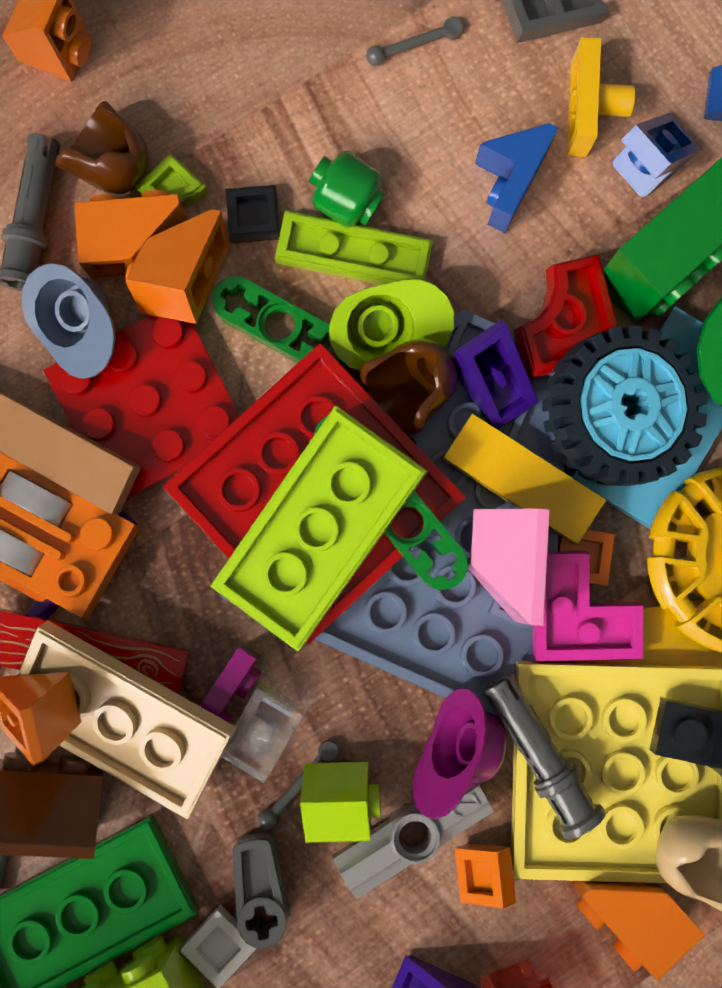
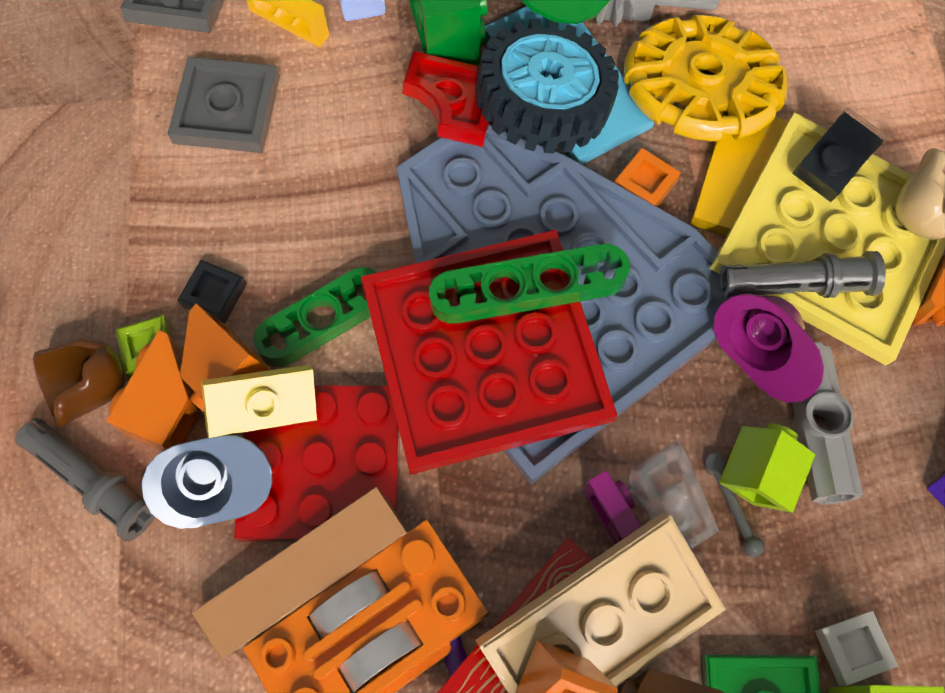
camera: 60 degrees left, 15 degrees down
(154, 322) = (258, 400): none -> light yellow plate
(259, 883) = (812, 580): dark grey piece -> none
(318, 528) = (523, 348): lime tile -> none
(347, 189) = (243, 204): green head -> none
(350, 252) = (295, 231): lime tile -> none
(388, 316) = (378, 218): lime piece -> none
(411, 382) = (437, 221): reddish brown hair -> none
(444, 106) = (224, 105): none -> dark grey plate
(451, 30) = (165, 75): dark grey hinge -> none
(485, 875) = (883, 382): orange plate -> none
(495, 375) = (466, 162): dark purple slope -> none
(512, 559) = (636, 209): bright pink slope -> none
(516, 162) = (305, 76): blue slope -> none
(523, 478) = (562, 187): yellow tile -> none
(580, 628) = (693, 210): dark pink plate -> none

